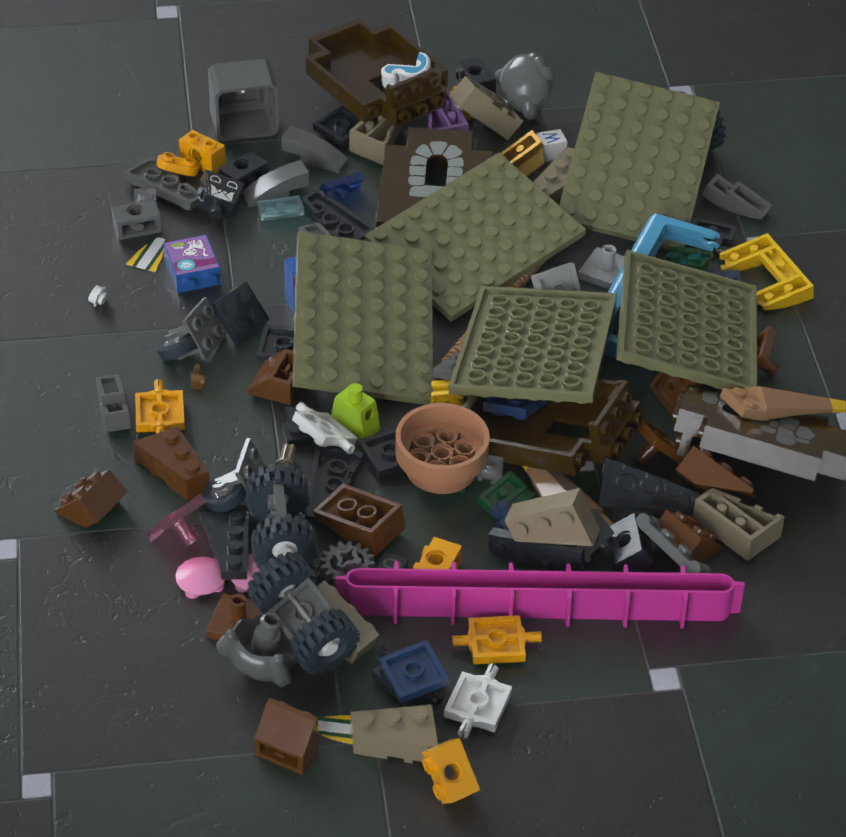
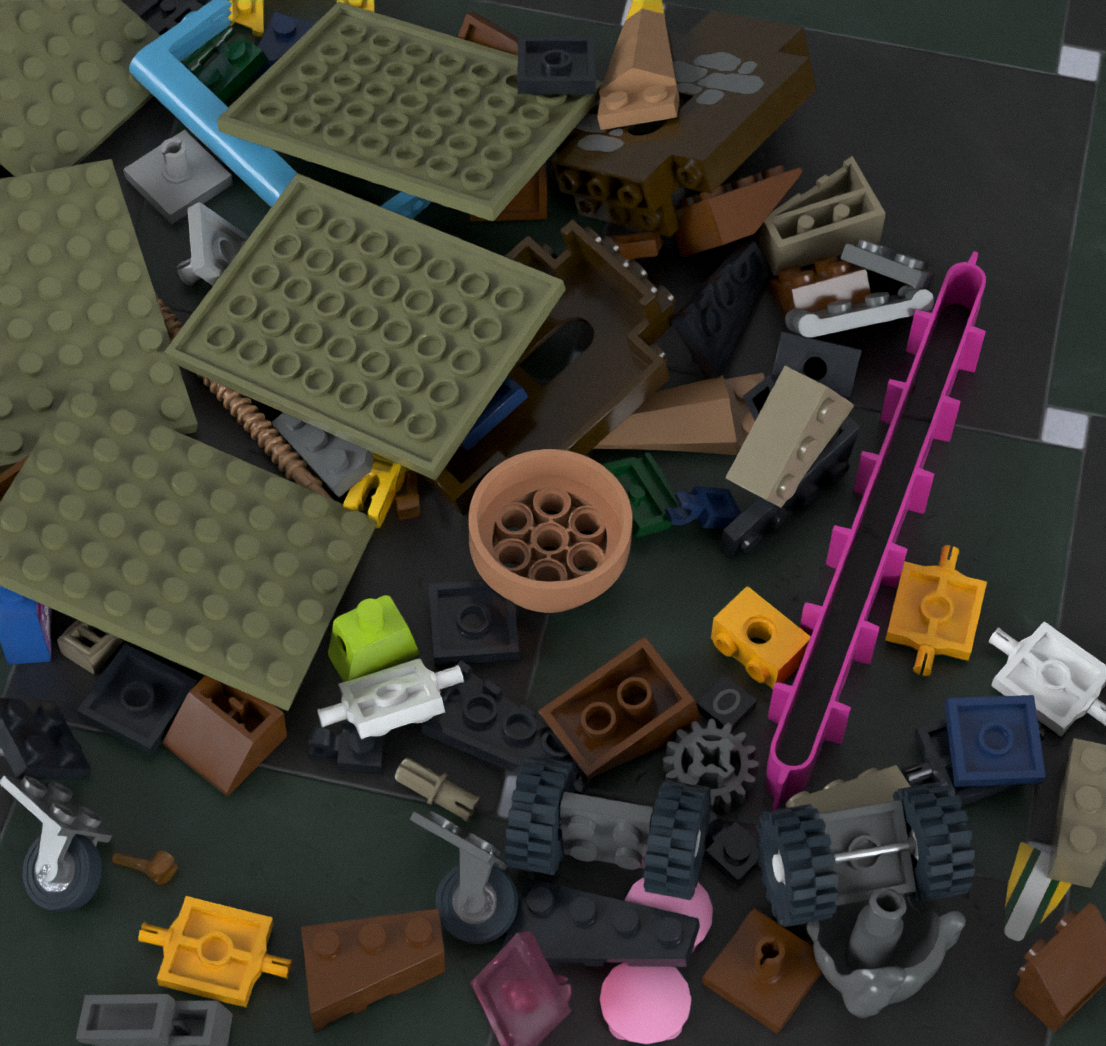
camera: 70 degrees left, 15 degrees up
(711, 547) = (878, 259): none -> dark grey plate
(750, 364) = (556, 65): none -> black plate

